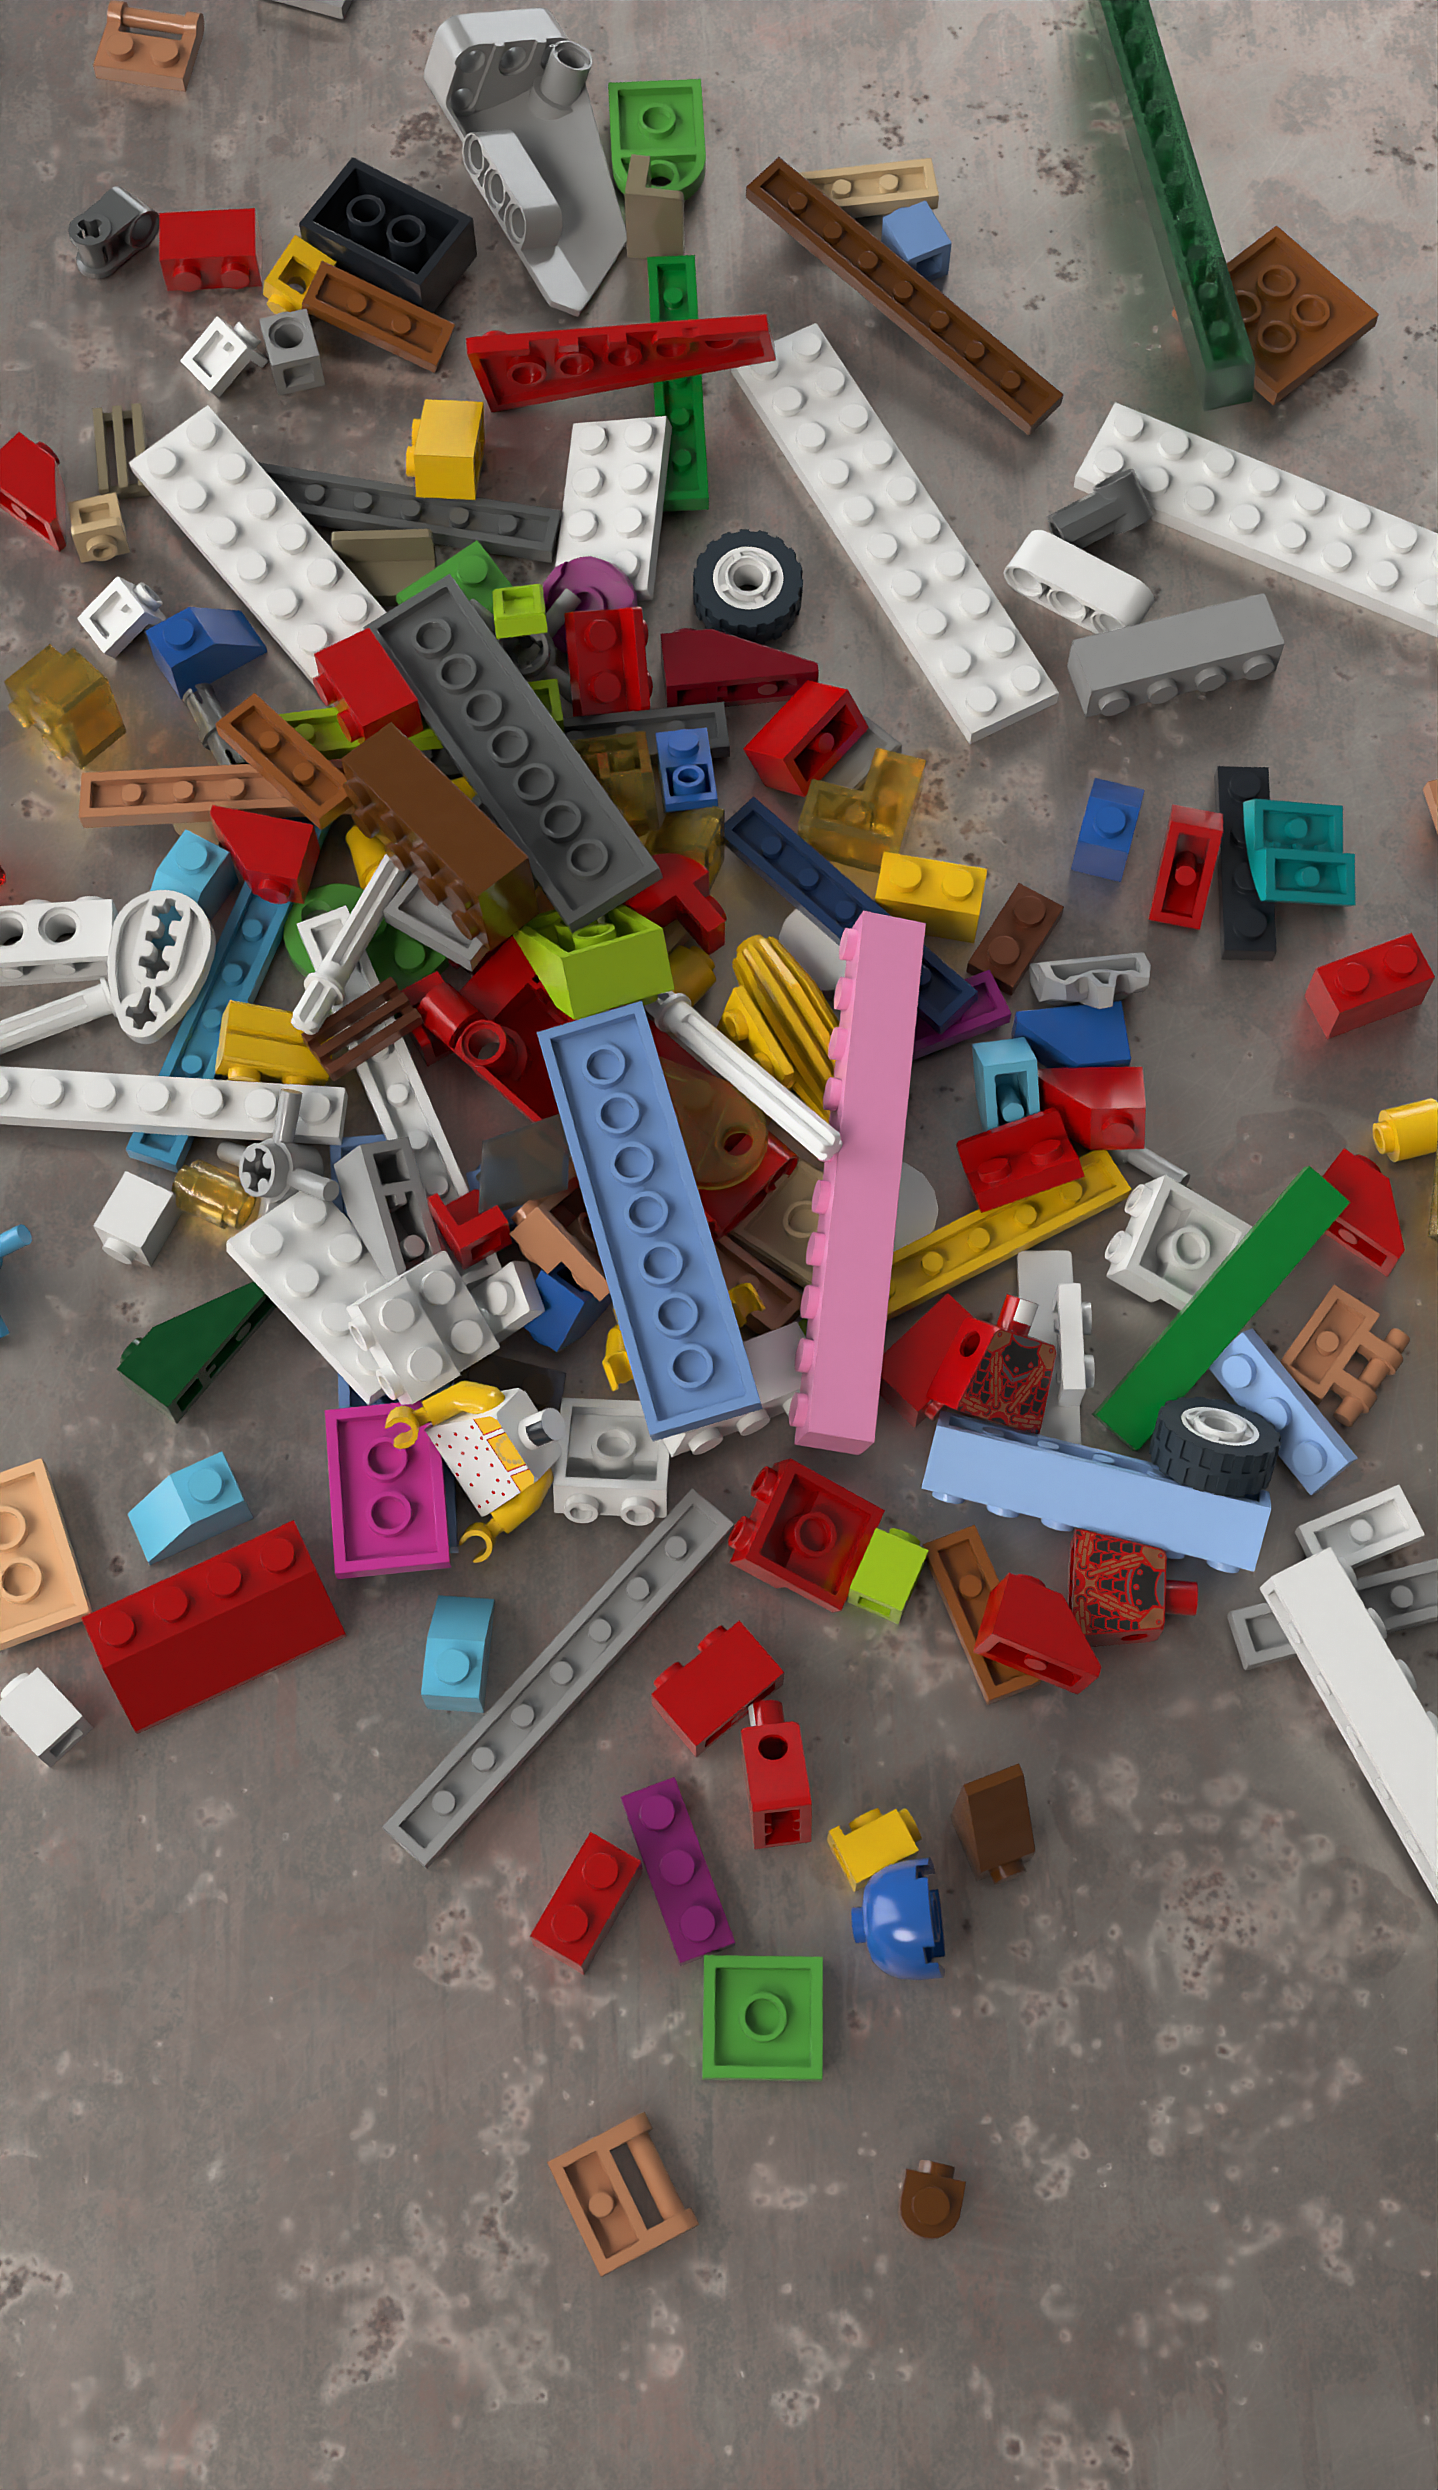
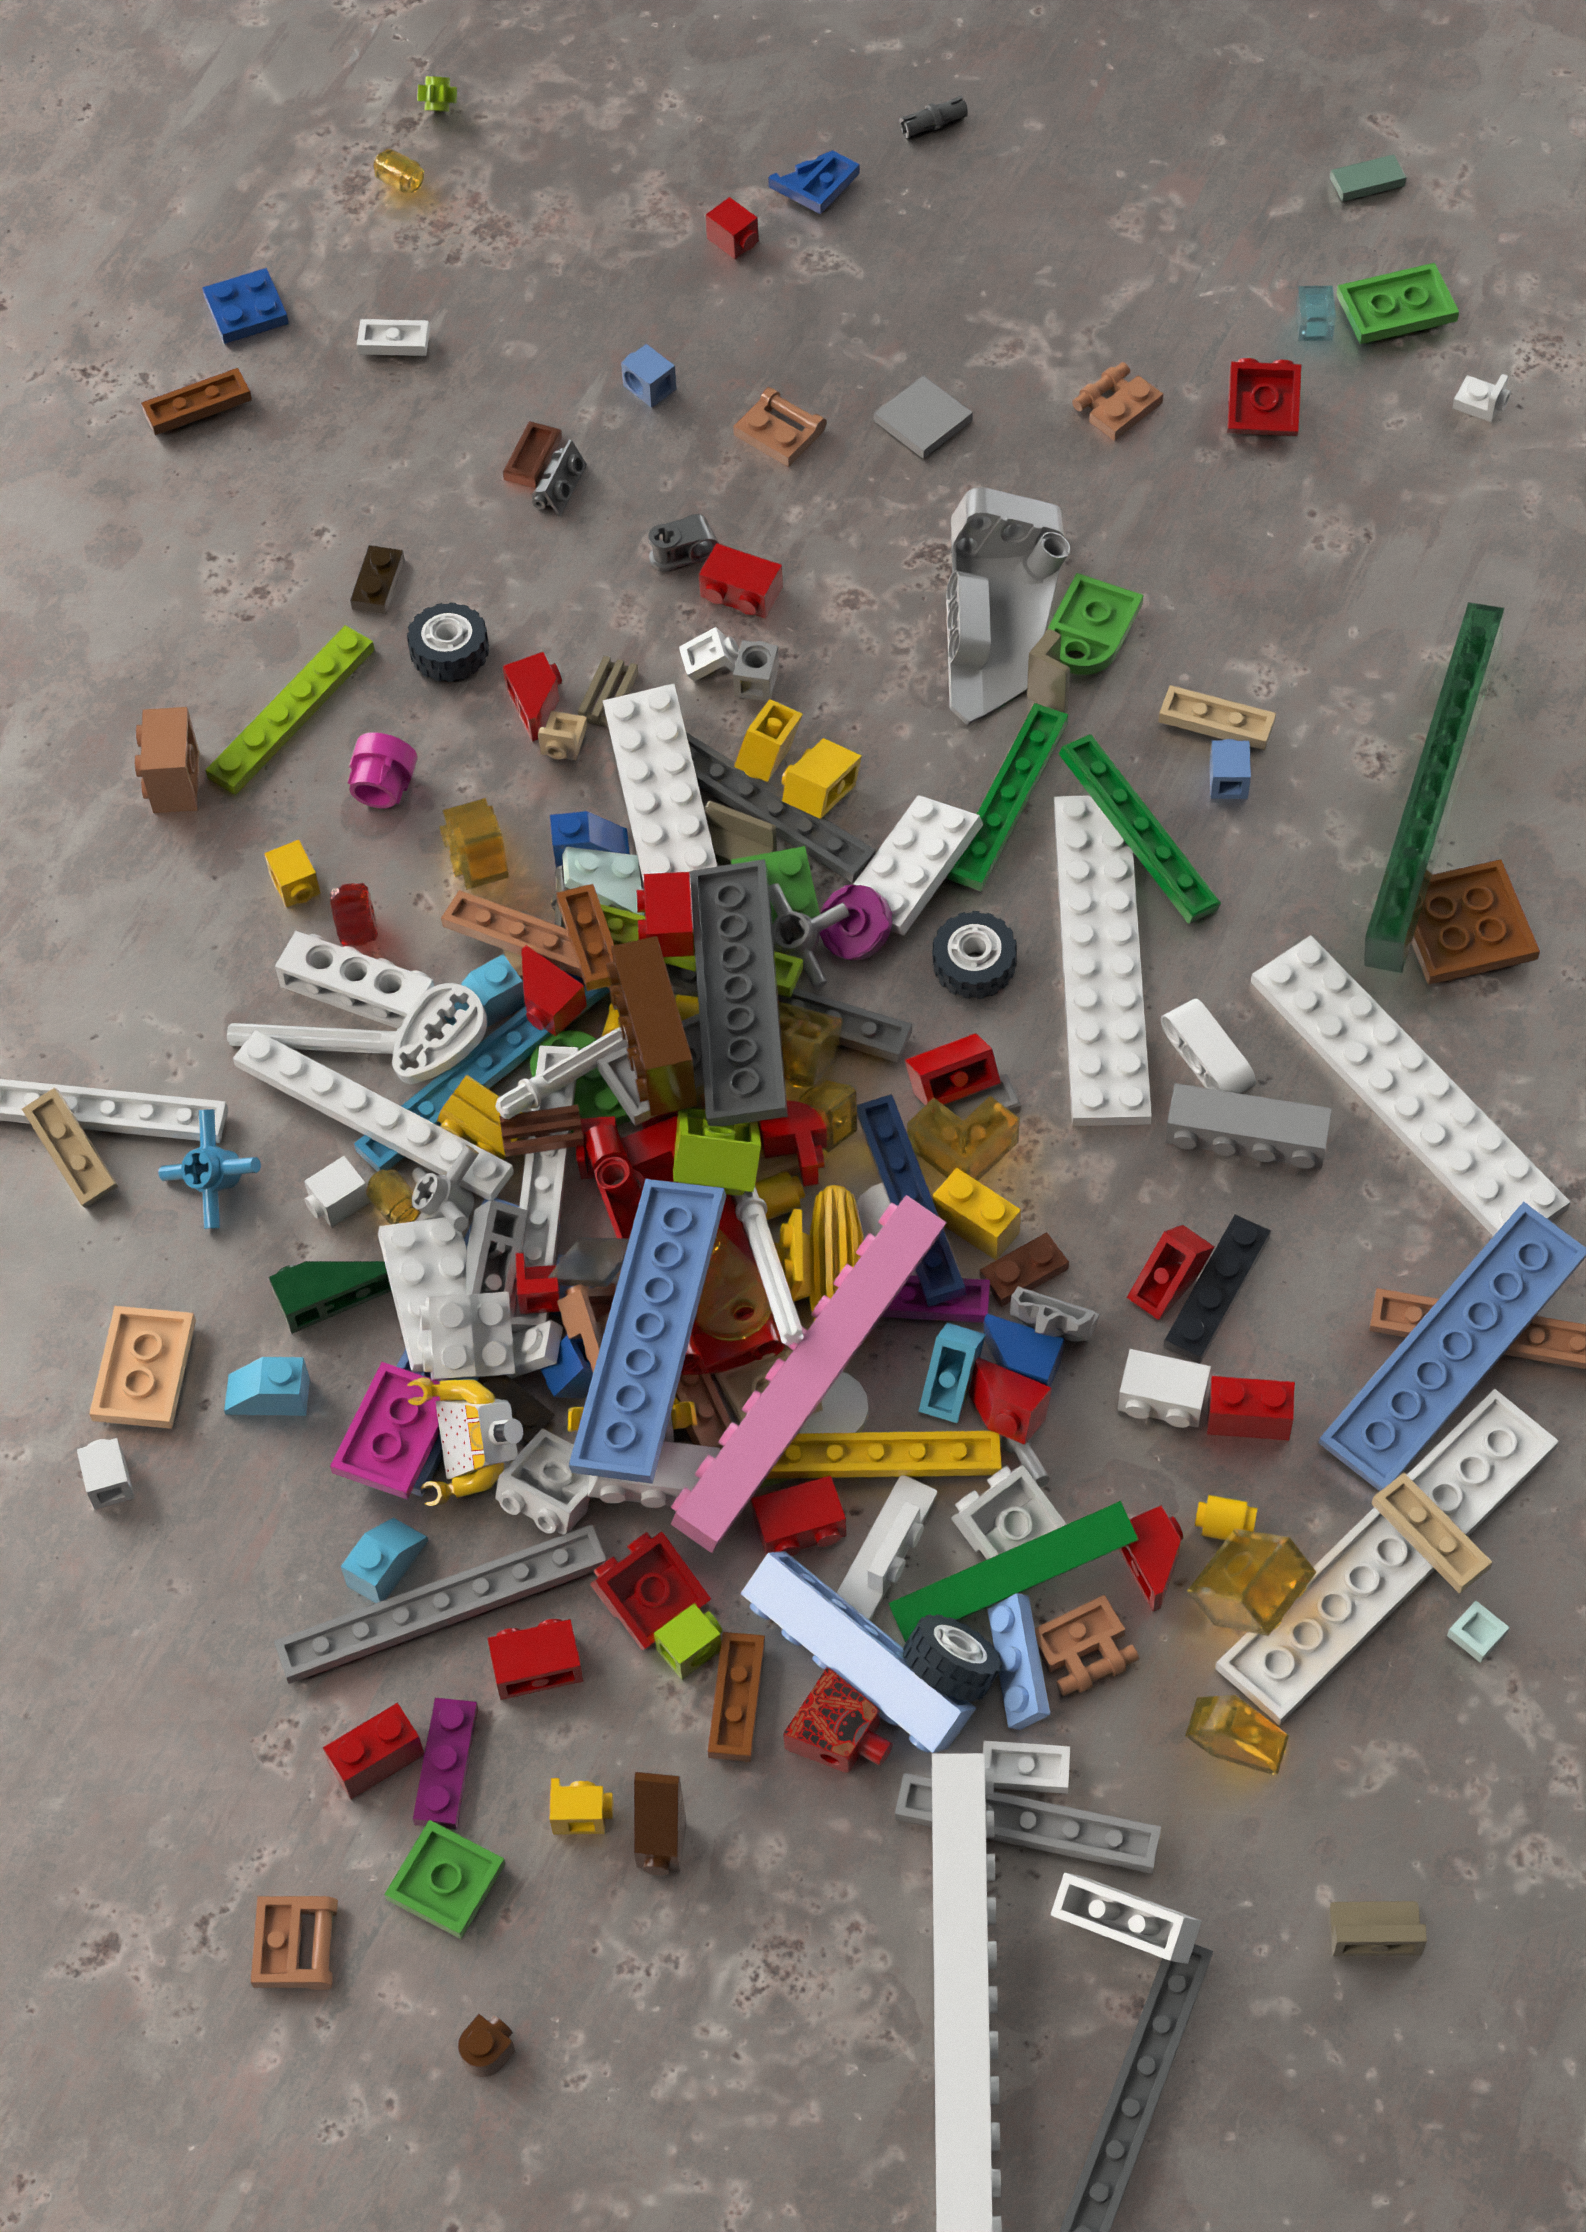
camera: 30 degrees right, 10 degrees down
(121, 615) = (545, 798): white bracket -> none
(213, 1627) = (241, 1467): red slope -> none
(257, 668) = (612, 874): none -> light aqua wing
(295, 266) = (790, 613): yellow brick -> none
(361, 429) = (768, 740): none -> yellow brick
(378, 316) = (825, 670): dark orange plate -> none
(391, 235) = (861, 621): black brick -> none
(519, 611) = (800, 903): lime tile -> none
(586, 361) = (951, 758): red wing -> none
(608, 661) = (845, 962): red bracket -> none
(685, 770) = (855, 1058): blue slope -> none
(723, 668) = (926, 1003): dark red slope -> none
(775, 1778) = (536, 1732): red torso -> none
(857, 357) = (1140, 829): none -> green tile
(902, 1921) = (569, 1859): blue cylinder -> none
(904, 296) = (1199, 802): reddish brown plate -> none
(998, 1369) = (832, 1538): red torso -> none
(1019, 1159) = (933, 1411): red bracket -> none
(1036, 1634) = (757, 1719): red slope -> none
(1107, 829) = (1130, 1222): blue slope -> none
(1112, 508) = (1261, 1006): dark grey piece -> none
(1262, 1008) = (1163, 1389): none -> white brick
(1299, 853) = (1255, 1297): teal slope -> none

